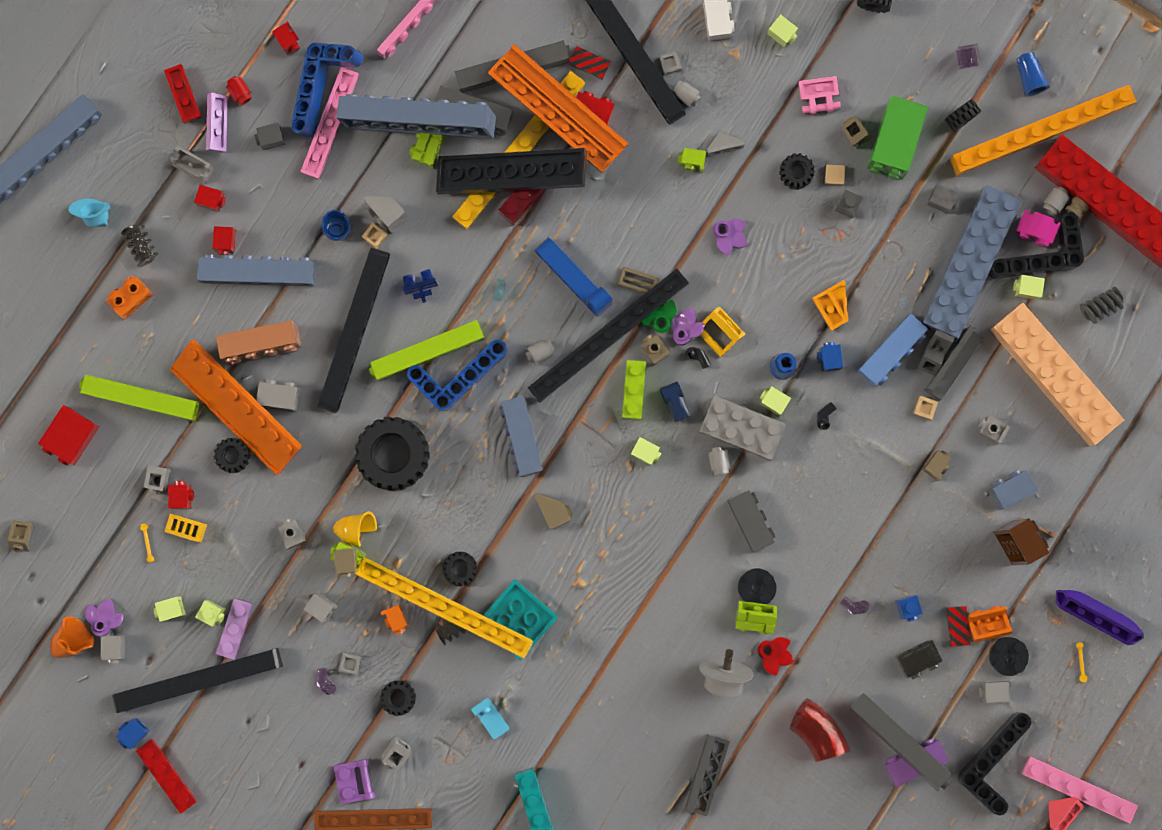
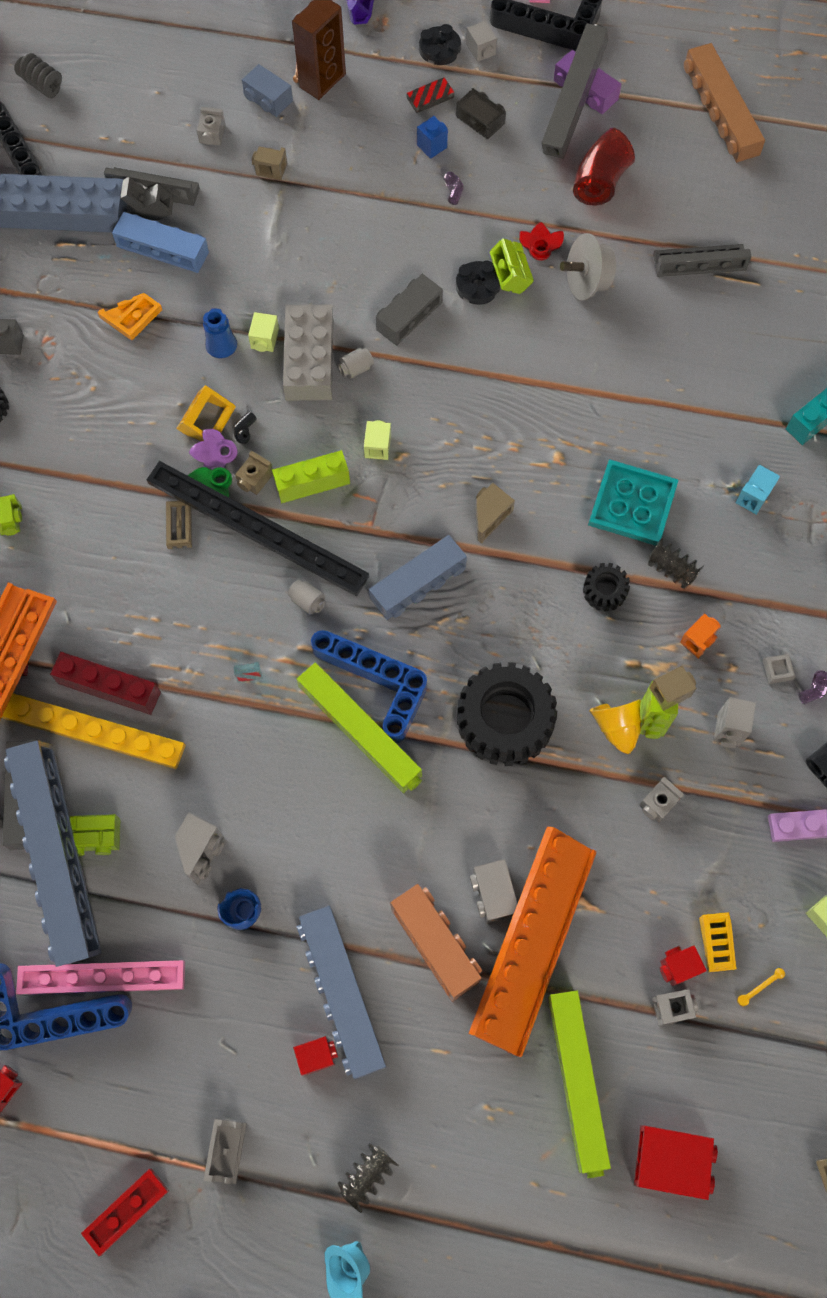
camera: 115 degrees left, 15 degrees down
(129, 297) = (447, 1160): orange brick -> none
(210, 198) = (263, 1101): red brick -> none
(211, 613) = (809, 858): yellowish green brick -> none
(216, 123) = (151, 1140): lavender plate -> none
(220, 455) = (612, 912): black tyre -> none
(239, 90) = (94, 1128): red brick -> none
(270, 136) = (146, 1053): dark grey brick -> none
(353, 330) = (368, 829): black beam -> none
(374, 235) = (234, 856): tan tile -> none
(386, 698) = (799, 587): black tyre -> none
(411, 286) = (284, 780): clear blue hips -> none
(444, 608) = (663, 565): yellow plate -> none
(511, 171) = (89, 707): black plate -> none
(595, 299) = (219, 558): blue beam -> none
(673, 398) = (302, 435): dark blue piece -> none
(732, 237) = (88, 445): medium lavender plate -> none
(823, 416) = (261, 284): black arm -> none
(830, 357) = (191, 296): blue brick -> none
(925, 407) = (212, 195): tan tile -> none
(989, 624) = (416, 65): orange bracket -> none
(1029, 287) = (42, 143): yellowish green brick -> none
(1057, 375) = (128, 92): light nougat brick -> none

